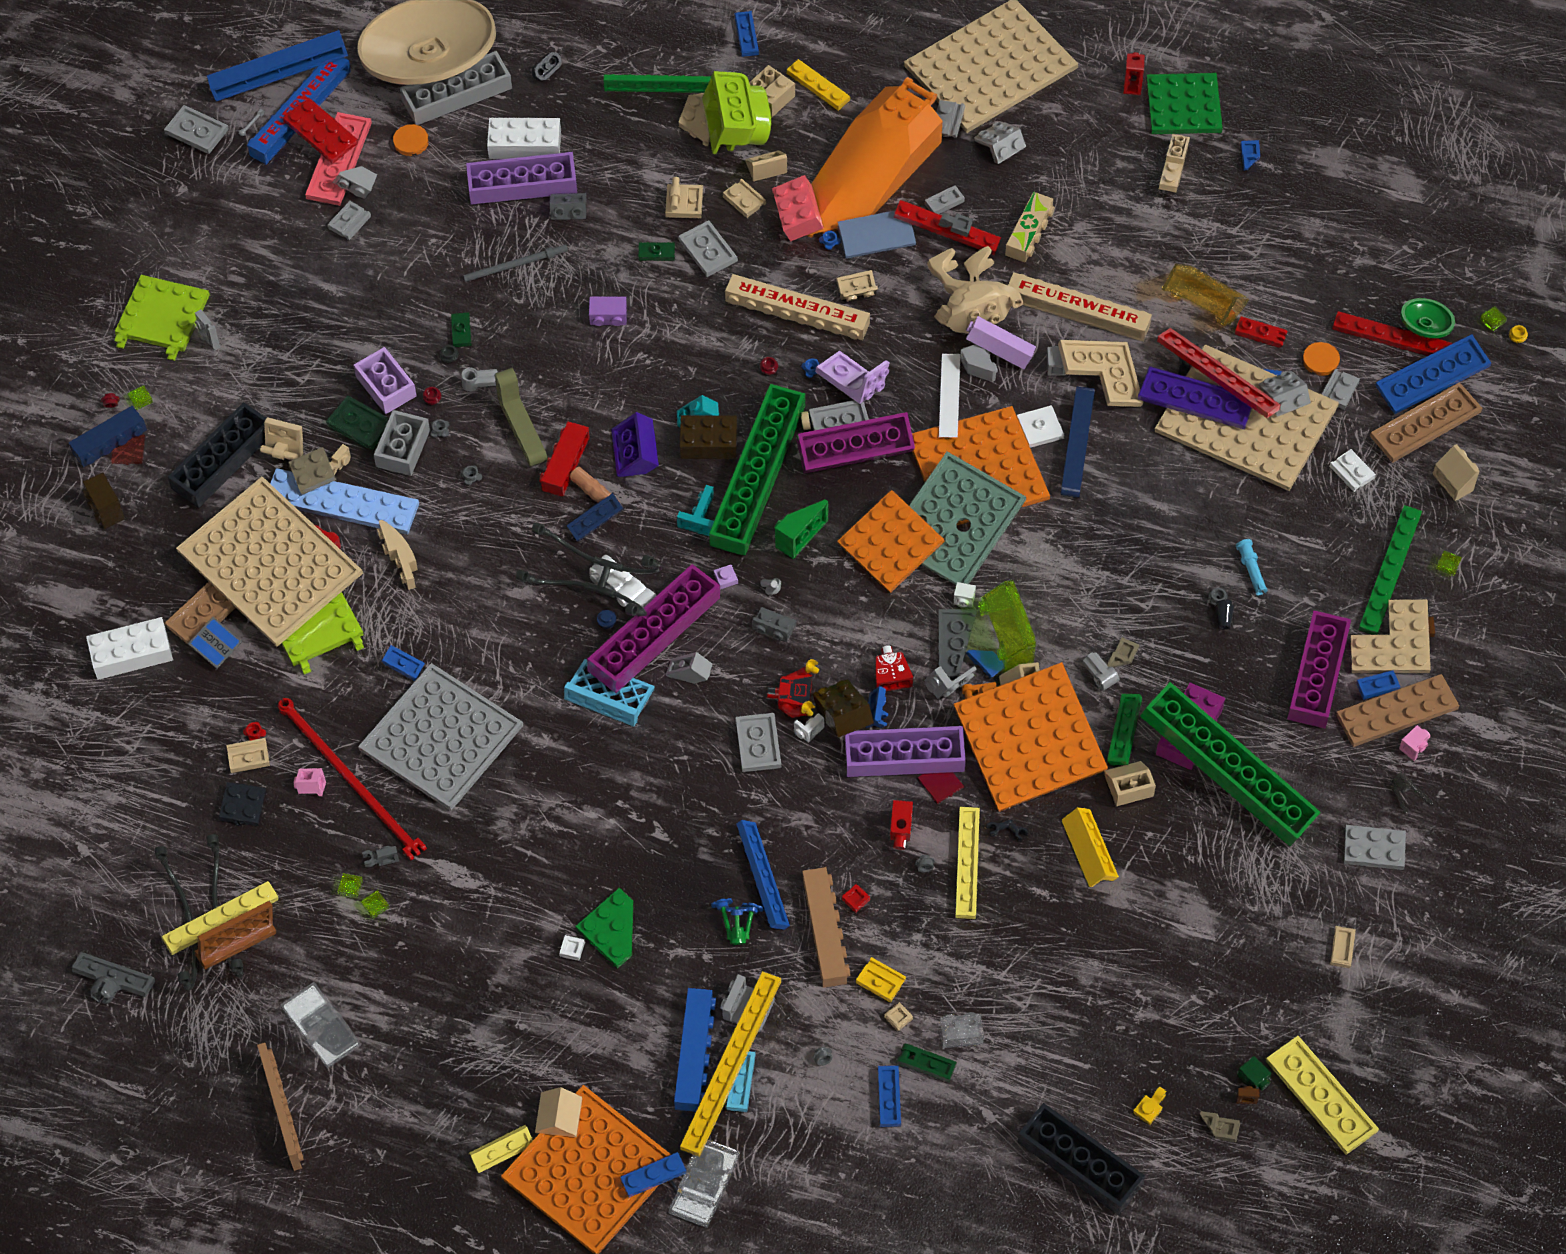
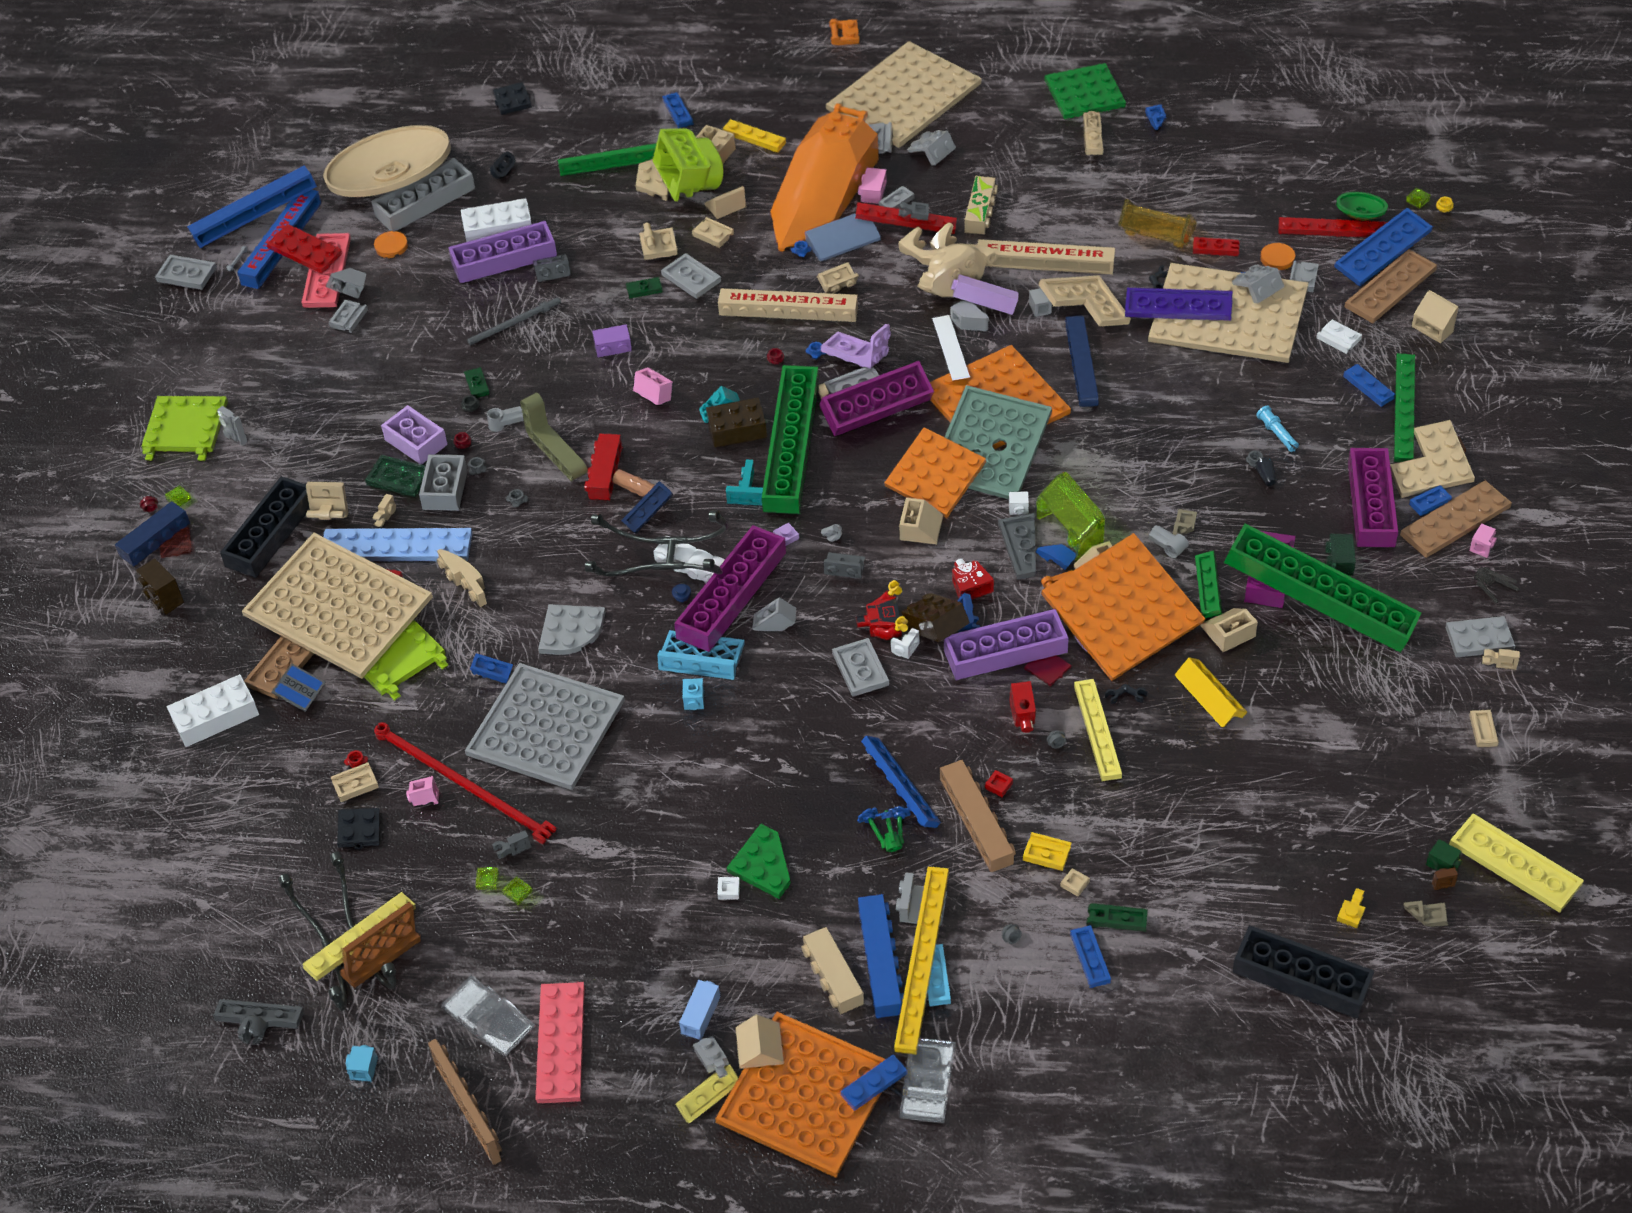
camera: 10 degrees left, 10 degrees down
(196, 1045) = (361, 1063): none -> medium azure brick
(312, 470) = (361, 521): dark tan plate -> none
(380, 1066) = (560, 1043): none -> coral plate
(489, 634) = (570, 628): none -> light grey plate
(513, 1114) = (711, 1056): none -> light grey plate
(514, 1064) = (699, 1009): none -> light blue brick
(589, 735) = (693, 694): none -> medium azure brick
(635, 376) = (652, 386): none -> bright pink brick
(635, 446) = (668, 443): dark purple slope -> none
(646, 1053) = (833, 970): none -> tan brick
(797, 208) = (765, 227): coral brick -> none
(800, 527) = (846, 477): green slope -> none
(860, 594) = (920, 522): none -> tan slope
(925, 177) = (872, 185): none -> bright pink brick
(941, 685) = (1023, 578): light grey bracket -> none
(961, 1030) = (1142, 880): clear brick -> none
(1040, 426) = (1043, 356): white plate -> none
(1135, 67) = (1034, 71): red torso -> none
(1218, 373) = (1193, 278): red plate -> none
(1267, 725) = (1341, 553): none -> clear green brick
(1363, 535) = (1369, 385): none -> blue plate
(1389, 878) = (1503, 659): none -> tan plate
(1449, 563) = (1455, 390): clear neon green plate -> none

